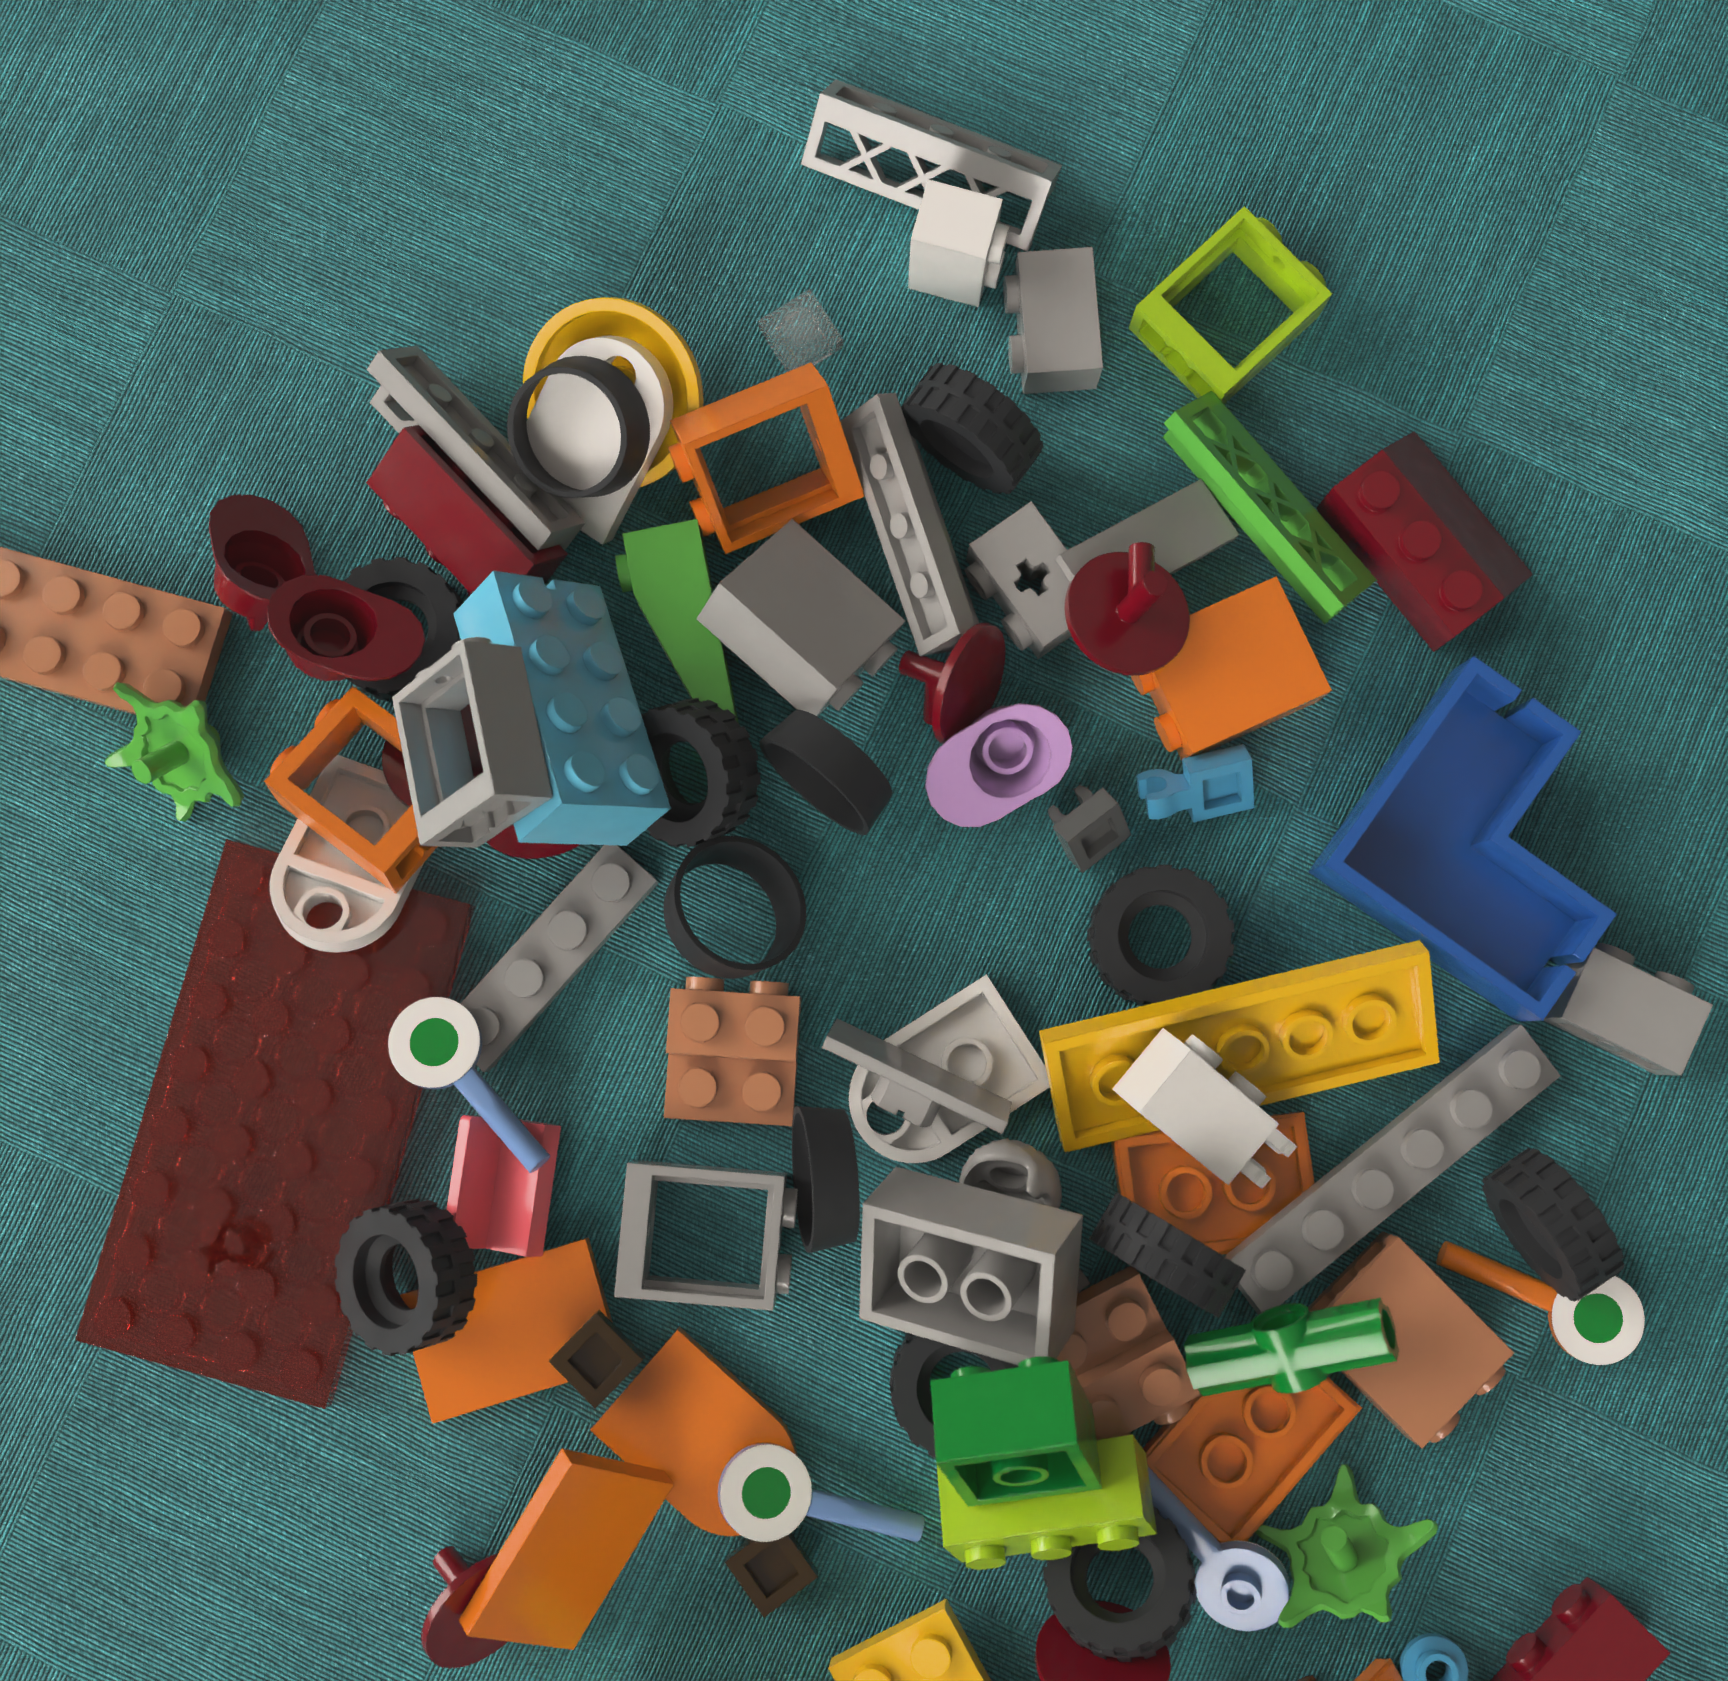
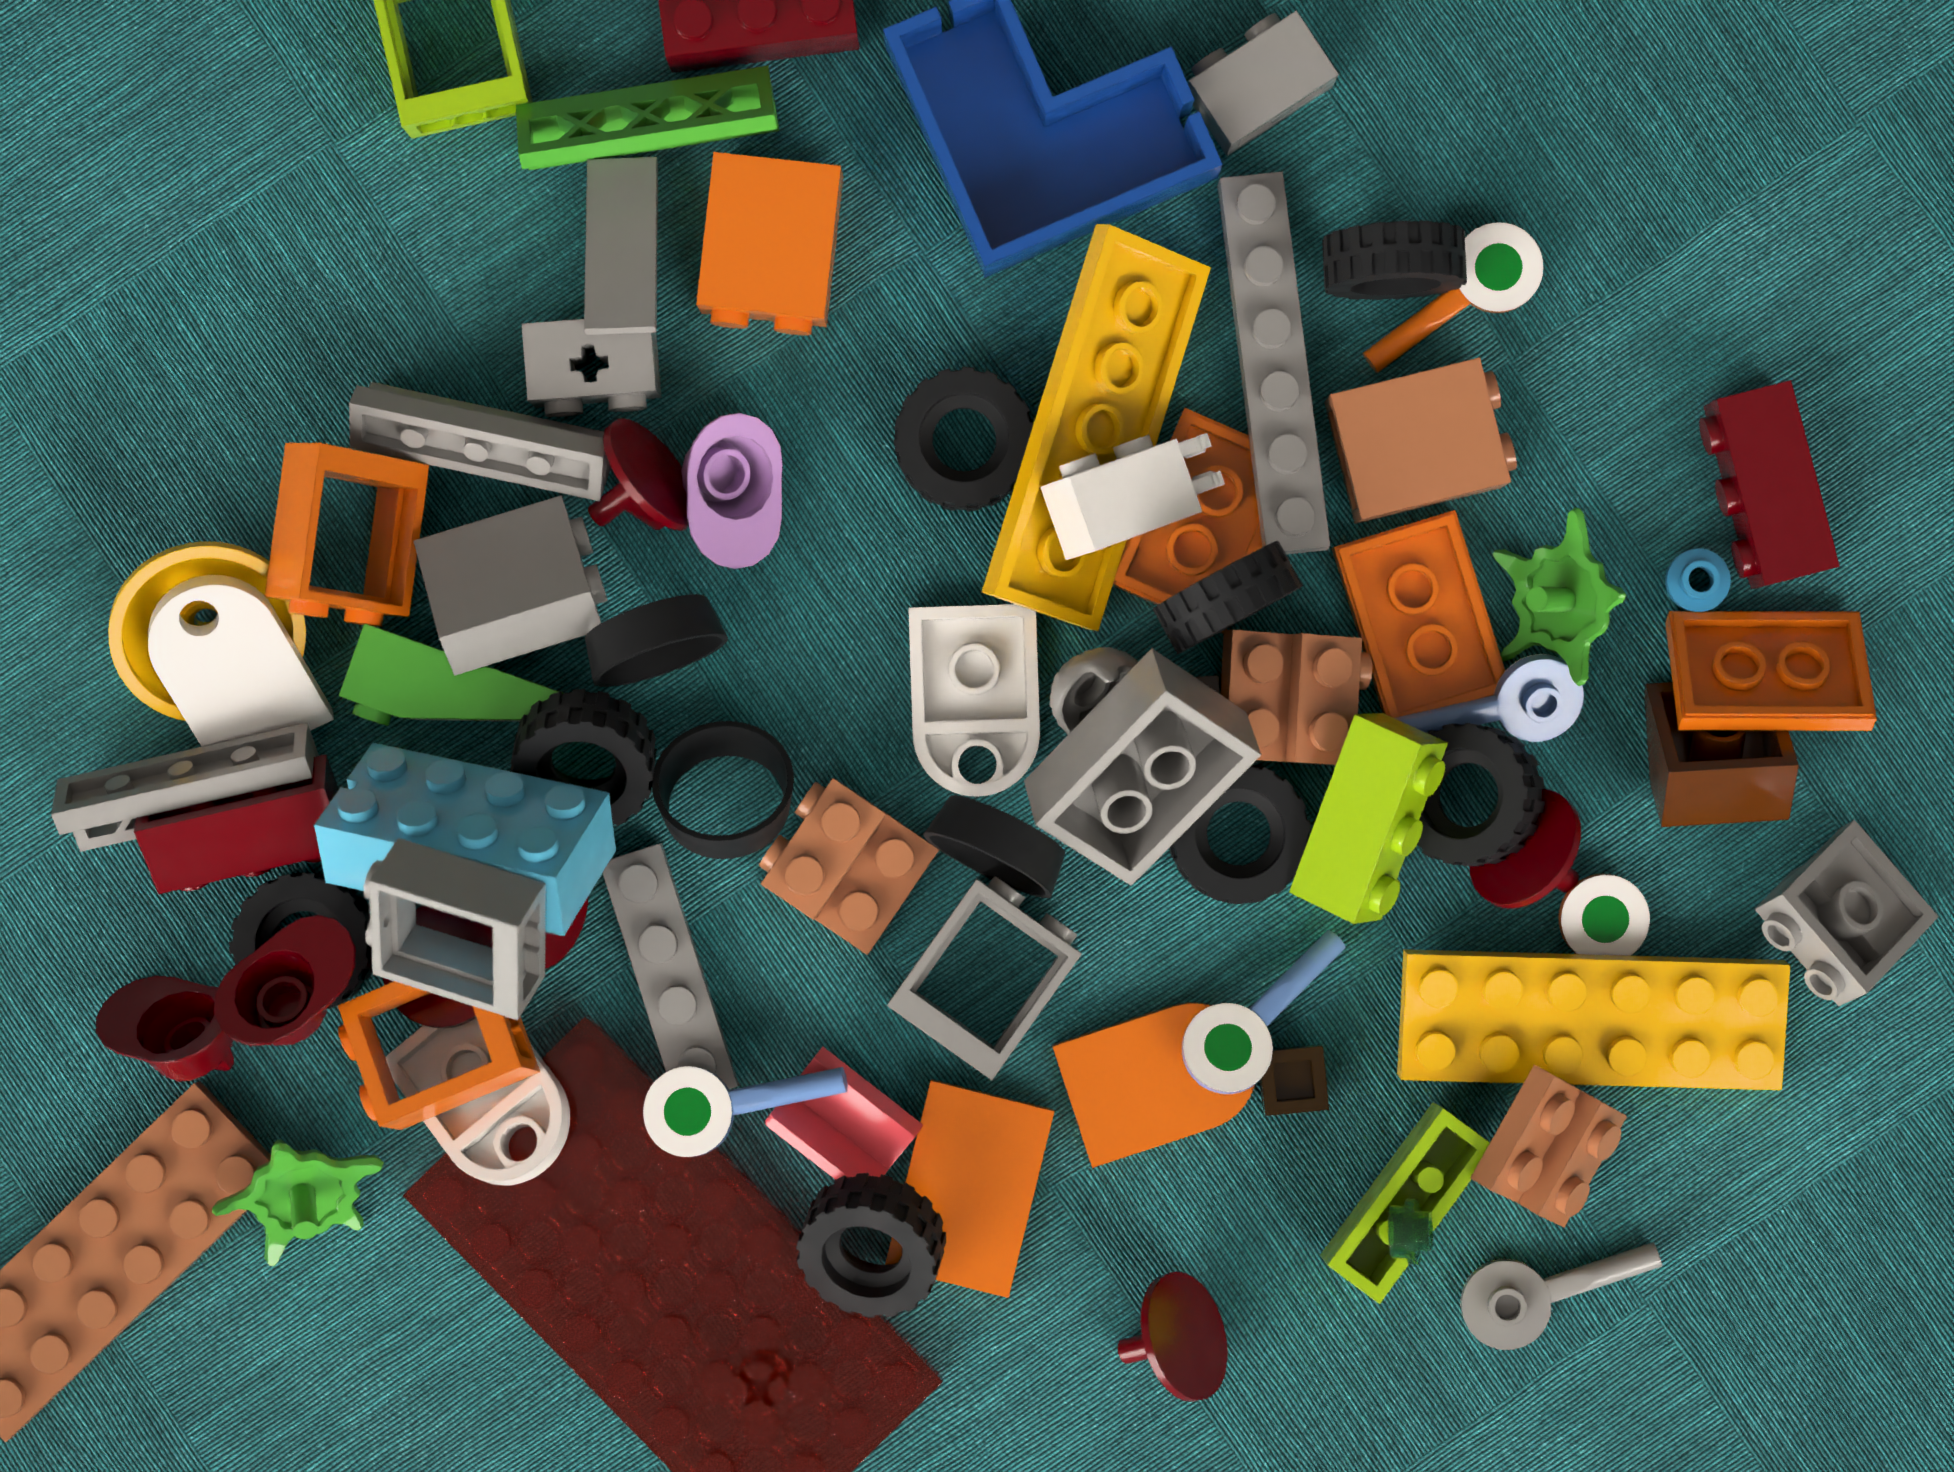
camera: 60 degrees left, 5 degrees up
(566, 1551) = (1176, 1238): orange tile -> none
(597, 1359) = (1035, 1125): dark brown plate -> none
(628, 408) = (223, 625): black tyre -> none
(800, 332) = (245, 432): clear plate -> none
(913, 1083) = (962, 724): light grey piece -> none
(927, 139) = (144, 207): light grey fence -> none
(957, 243) = (252, 250): white brick -> none
(972, 428) = (426, 337): black tyre -> none
(1015, 1432) = (1293, 808): green brick -> none
(1055, 320) = (370, 202): light grey brick -> none
(1091, 828) = (836, 443): dark grey tile -> none
(1127, 611) = (669, 301): dark red shield -> none
(1208, 788) = (862, 321): dark azure plate -> none
(1291, 1347) = (1364, 540): green piece -> none

